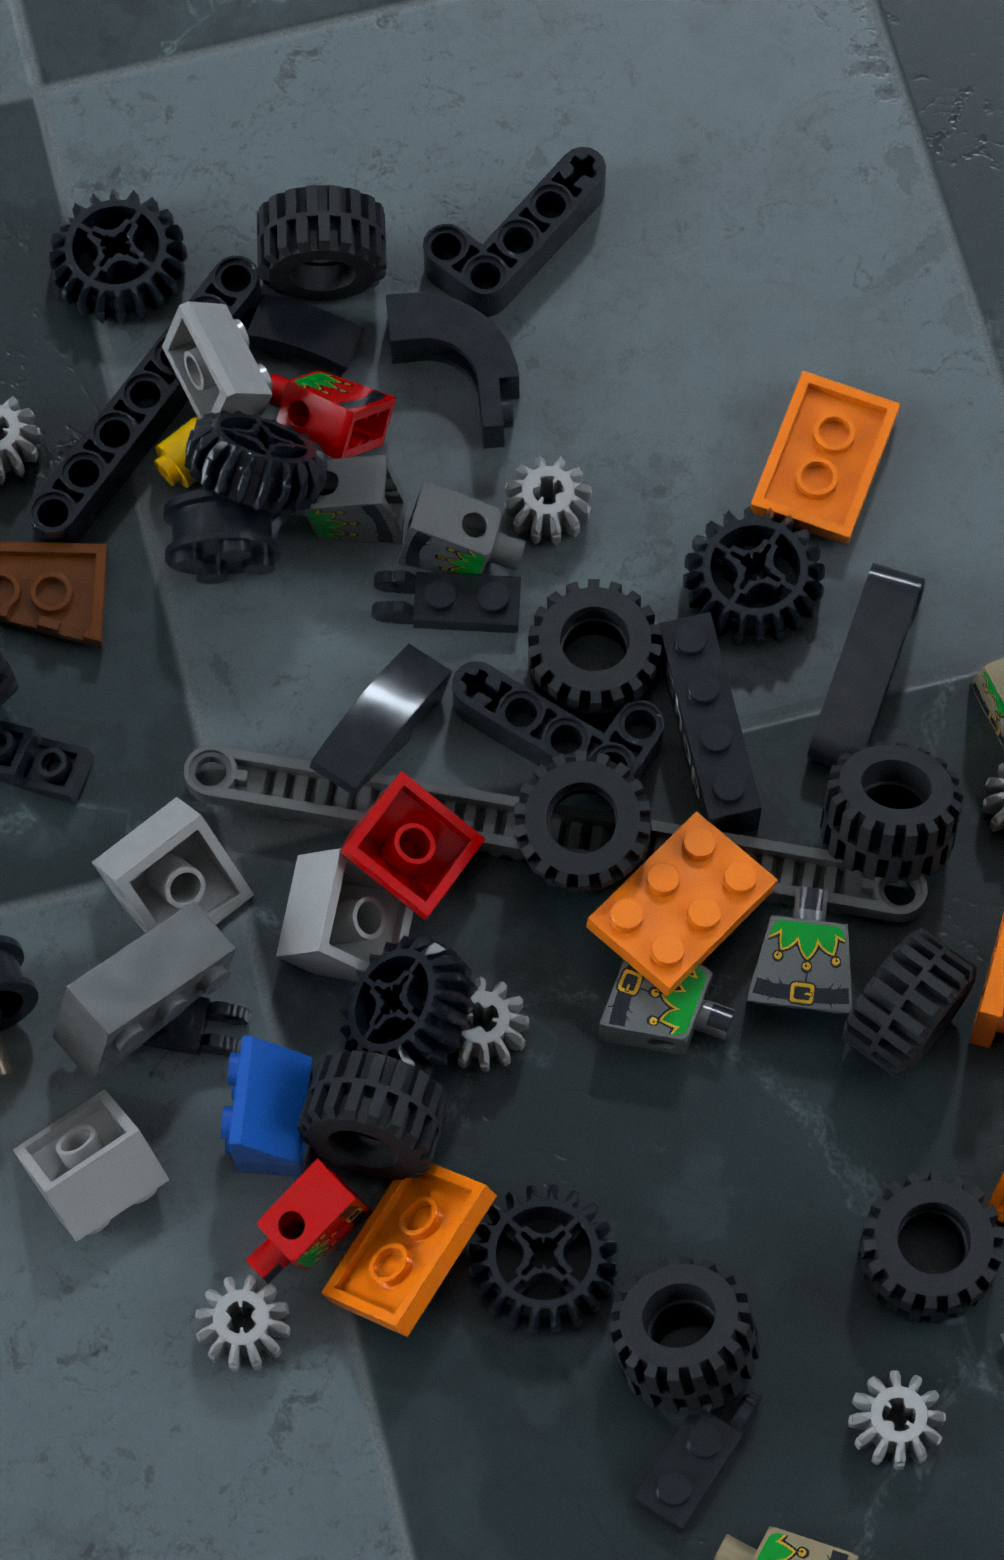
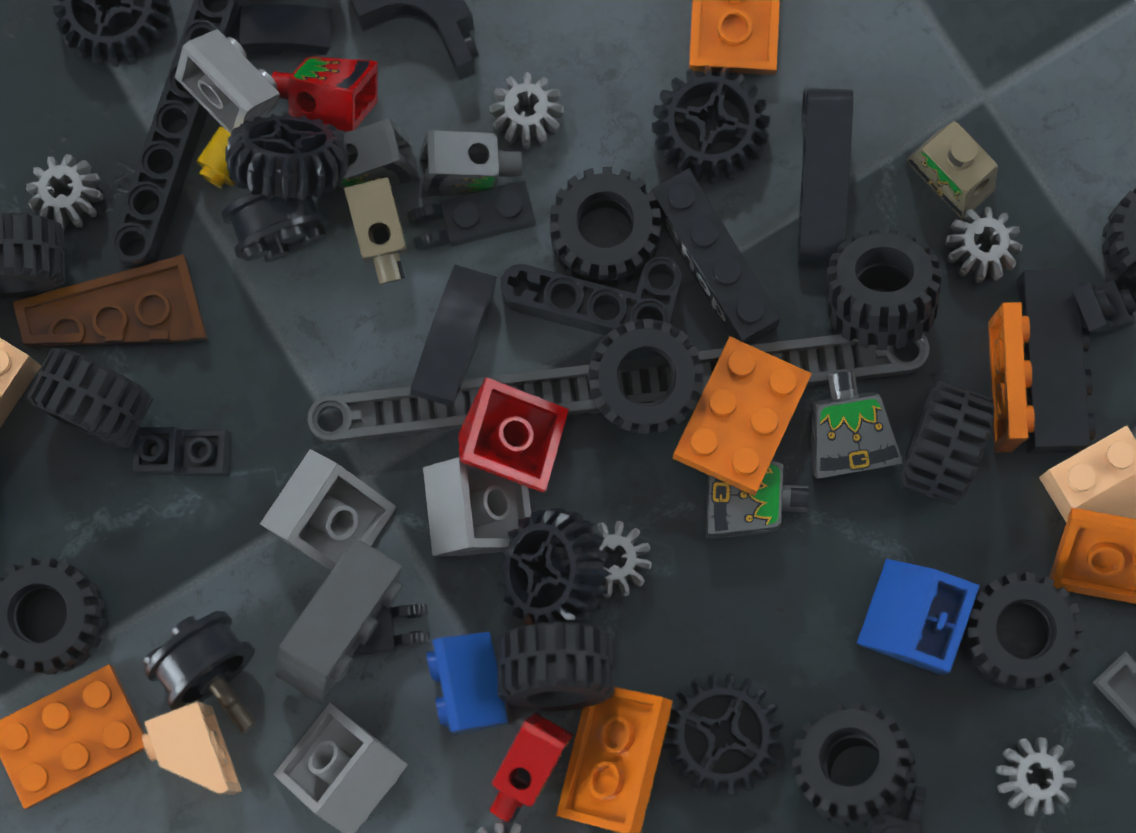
camera: 15 degrees left, 10 degrees up
(335, 558) = (373, 209): none -> dark tan torso
(815, 1193) = (918, 615): none -> blue slope

